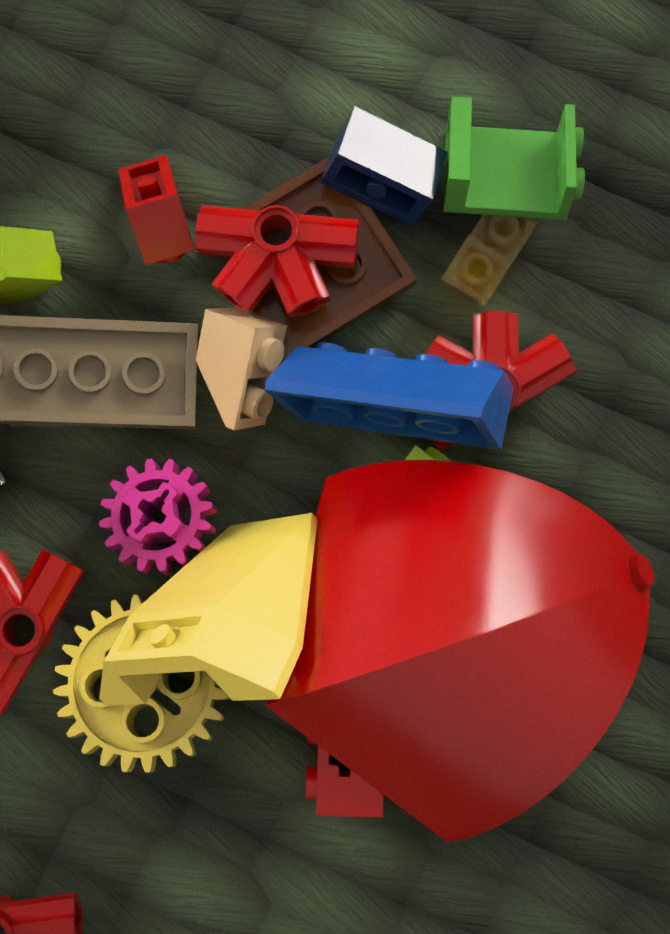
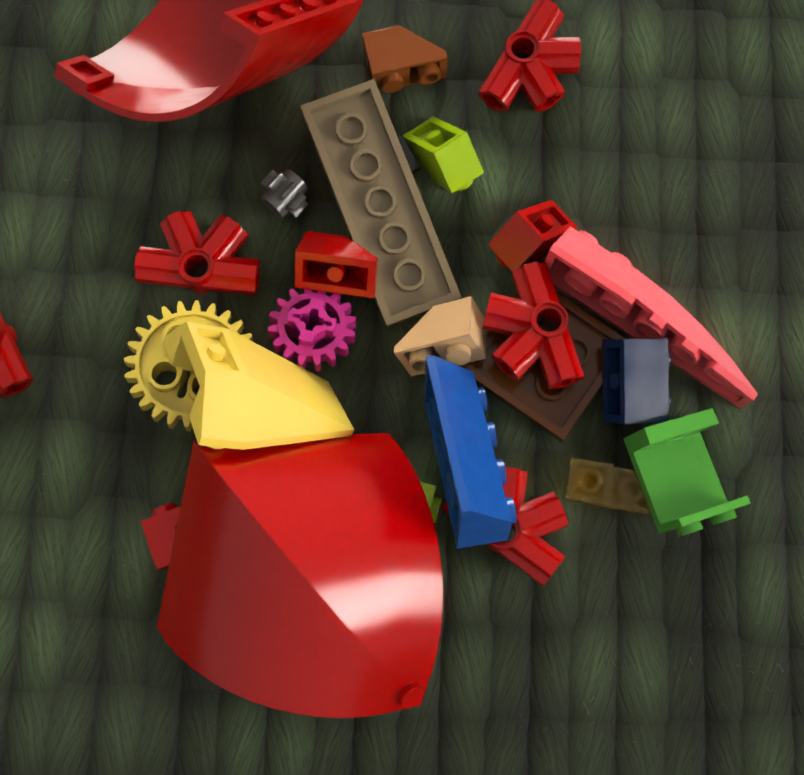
camera: 70 degrees right, 5 degrees down
(94, 456) = (335, 265): none -> red slope
(301, 124) = (643, 310): none -> coral wedge

